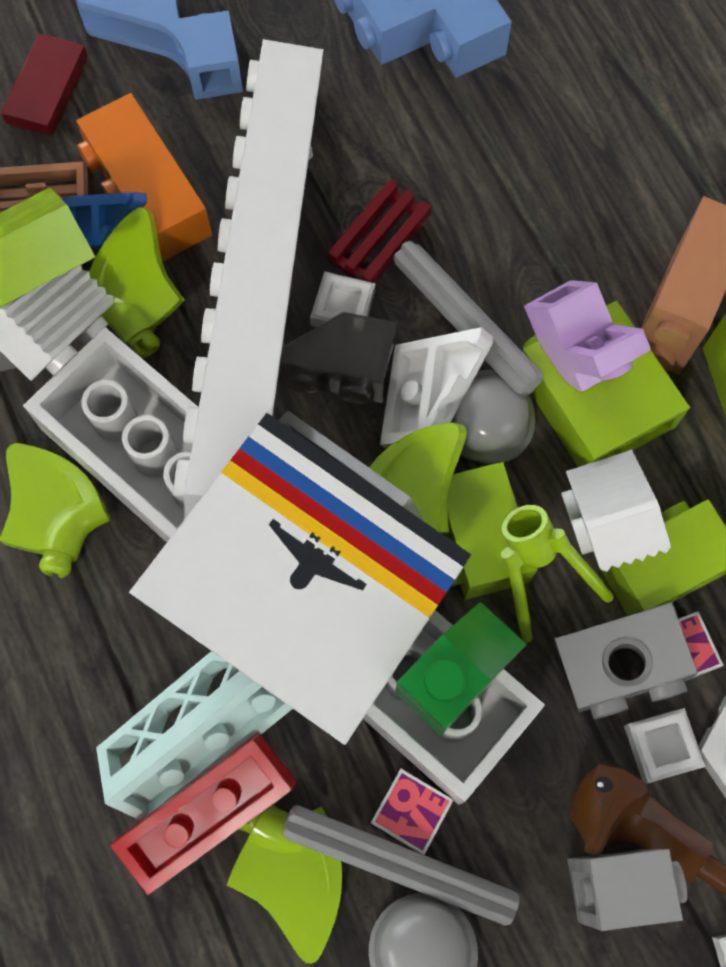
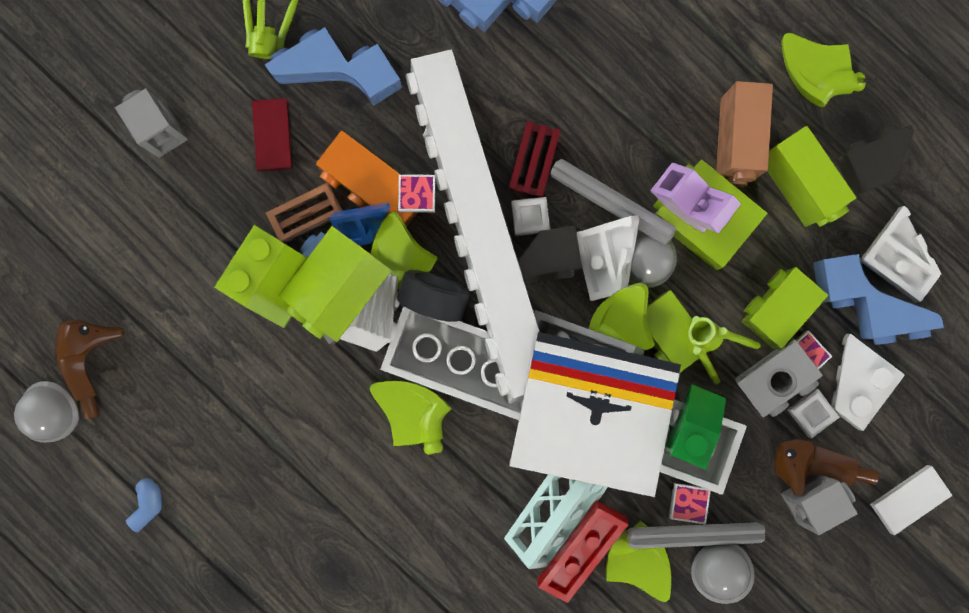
camera: 25 degrees left, 15 degrees up
(147, 334) = (433, 296): none -> black tyre
(191, 198) = (416, 193): none -> tile
(615, 511) = (746, 296): white brick -> none

